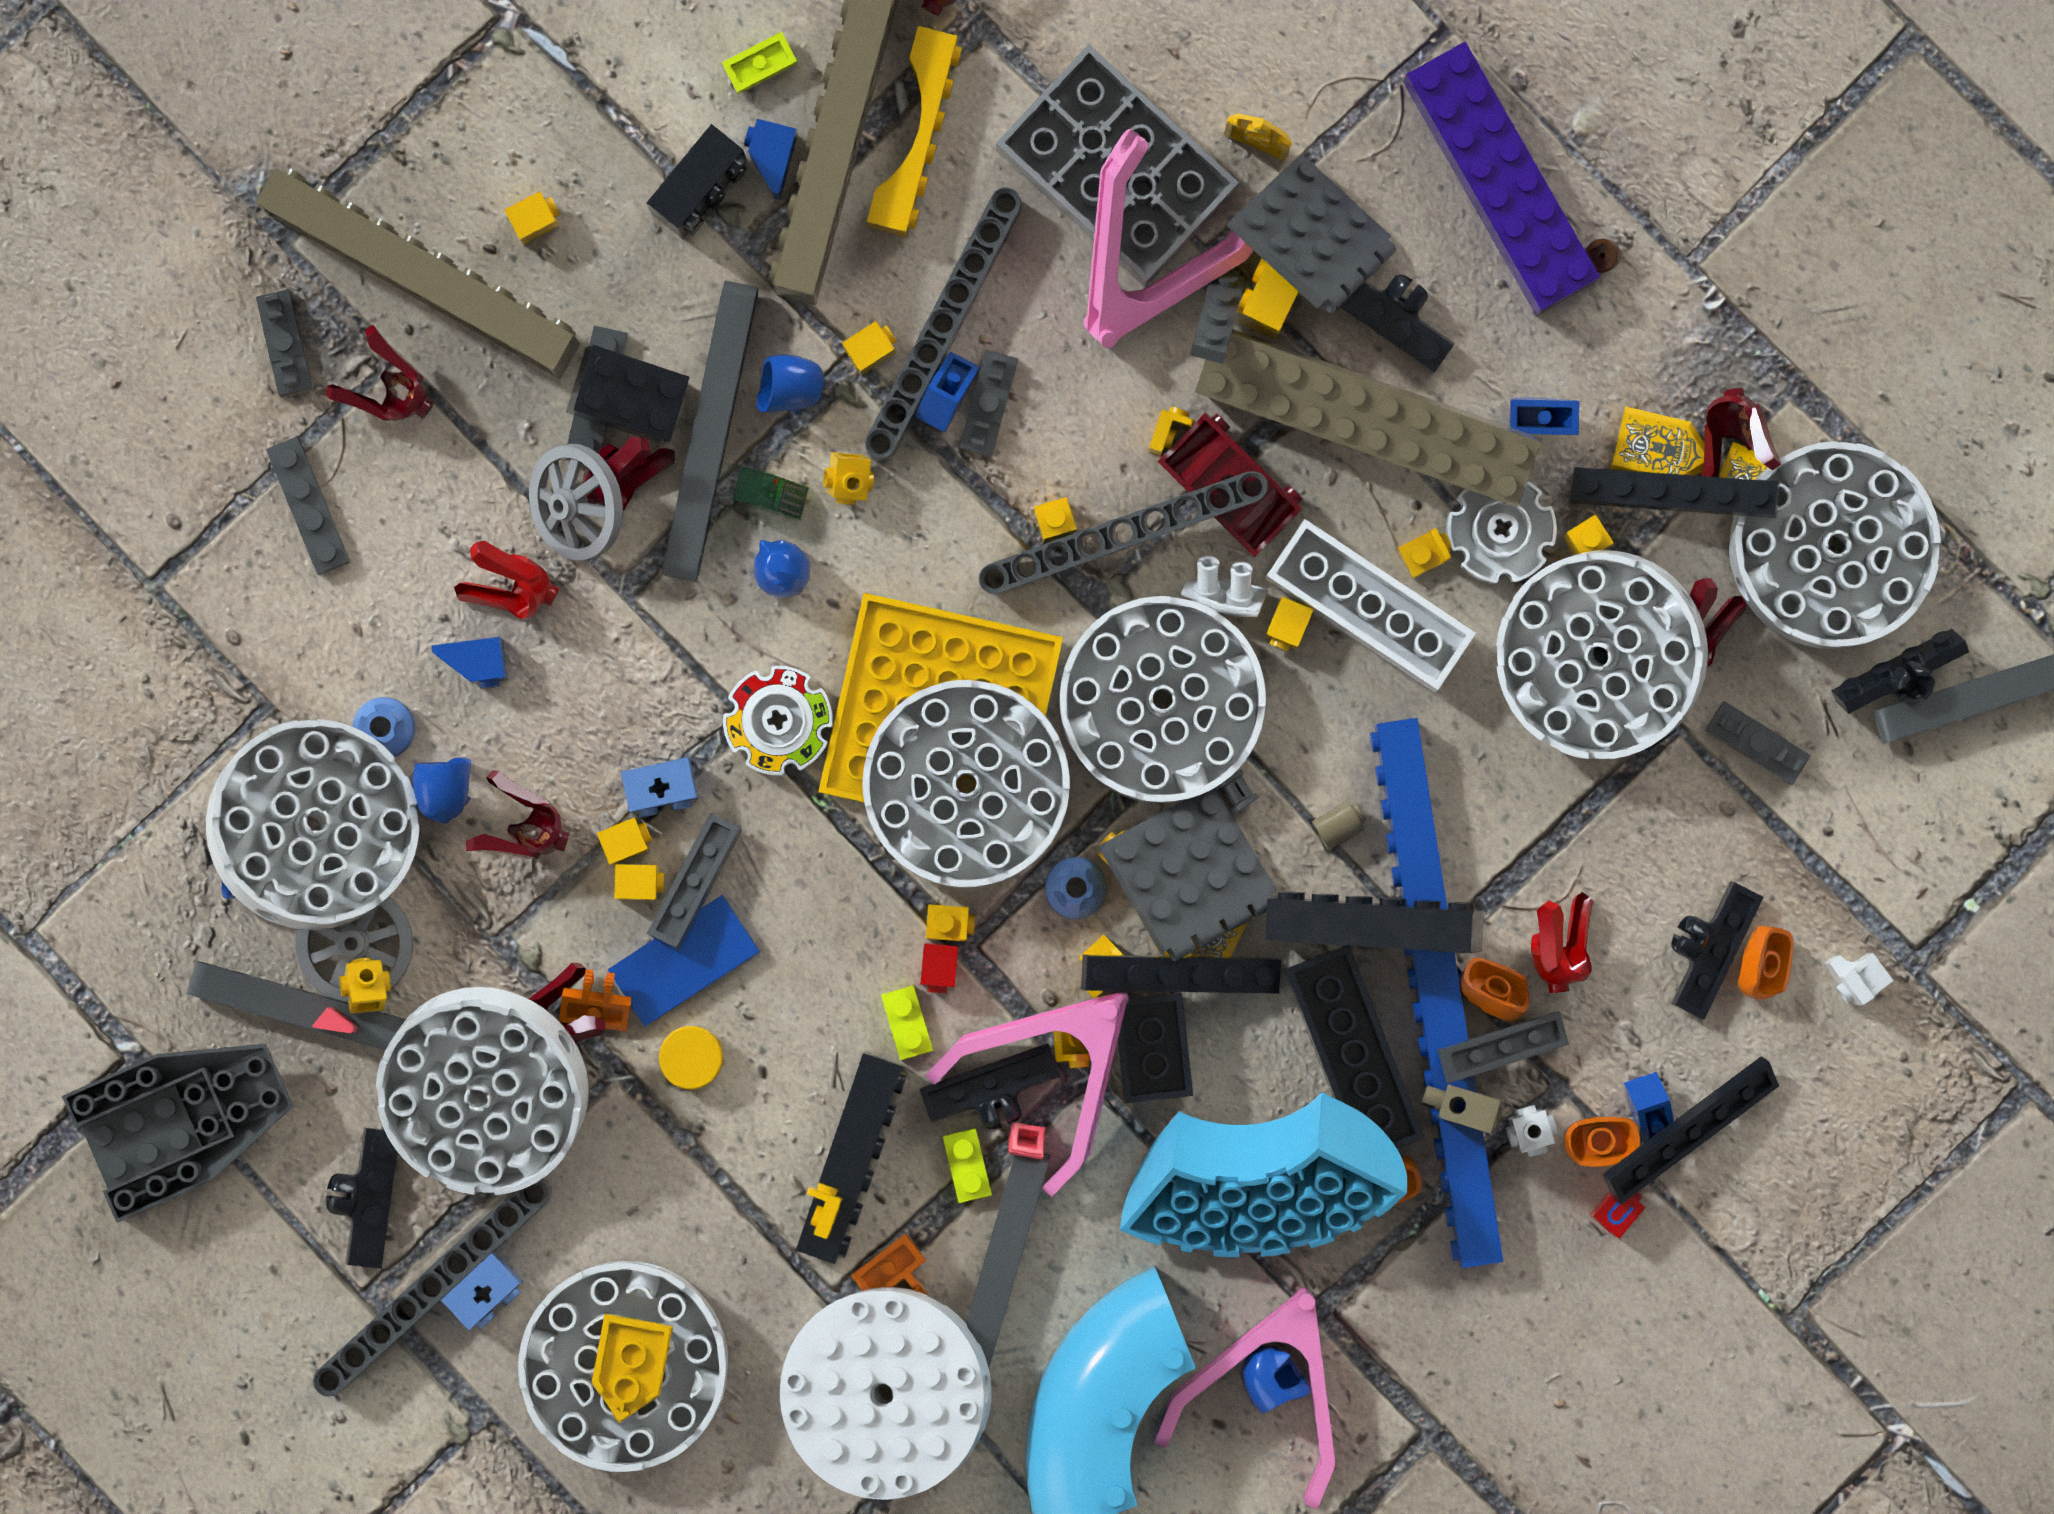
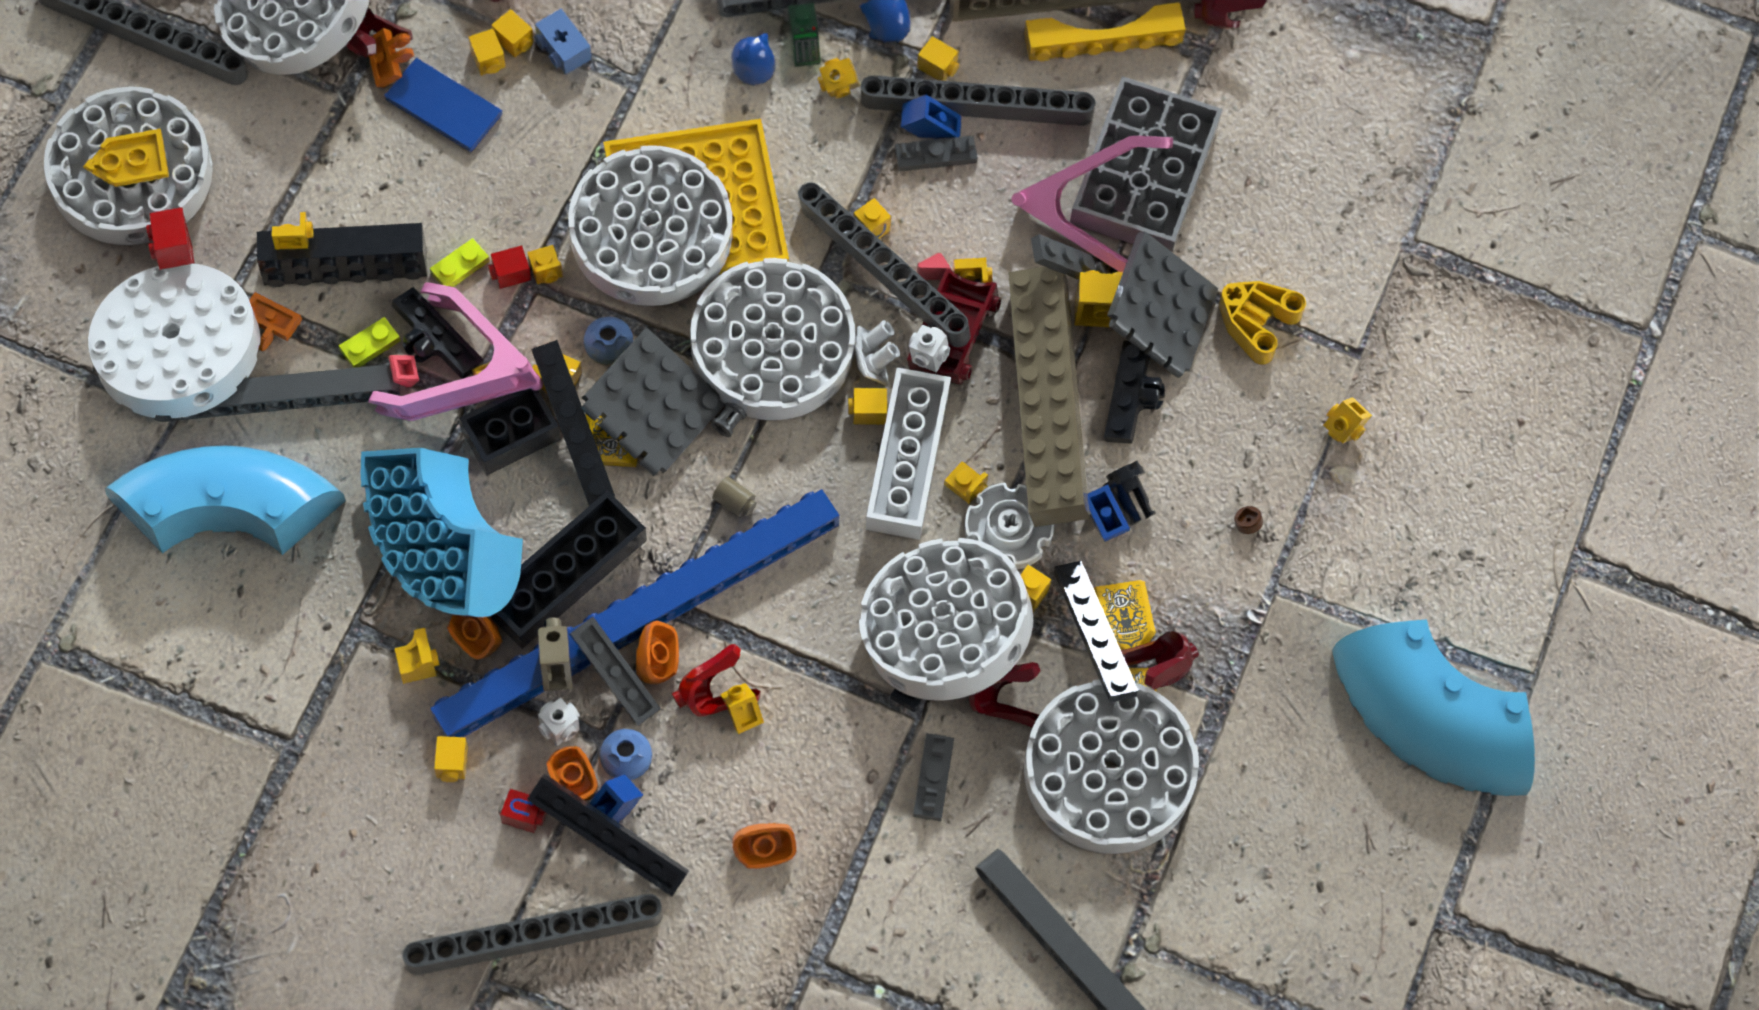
camera: 65 degrees right, 20 degrees down
(463, 1298) = (148, 60): medium blue brick -> none
(691, 1057) = (374, 132): yellow head -> none
(694, 881) = (503, 86): dark grey plate -> none
(758, 1354) = (170, 239): none -> red brick
(799, 739) = (643, 98): piece -> none
(1142, 472) = (933, 267): none -> coral slope
(1258, 134) = (1215, 245): yellow tile -> none
(1272, 1378) = (289, 606): blue piece -> none
(1275, 521) = (929, 348): none -> white brick
(1292, 1324) = (338, 611): bright pink piece -> none
(1371, 150) = (1251, 309): none -> yellow connector
(1373, 924) = (670, 535): black brick -> none
(1390, 1258) = (416, 658): none -> yellow brick
(1500, 178) = (1268, 426): dark purple brick -> none
(1506, 375) = (1125, 481): none -> black piece
(1525, 1266) = (451, 758): none -> yellow brick
(1534, 87) = (1347, 420): none -> yellow brick
(1574, 1070) = (631, 766): none -> medium blue piece
(1594, 921) = (742, 707): none -> yellow bracket
(1712, 948) = (758, 802): black plate -> none
(1768, 1270) = (518, 929): none -> dark grey beam
(1859, 979) = (782, 921): white brick -> none
(1903, 675) = (1035, 859): black plate -> none
(1922, 168) = (1435, 712): none -> medium azure brick

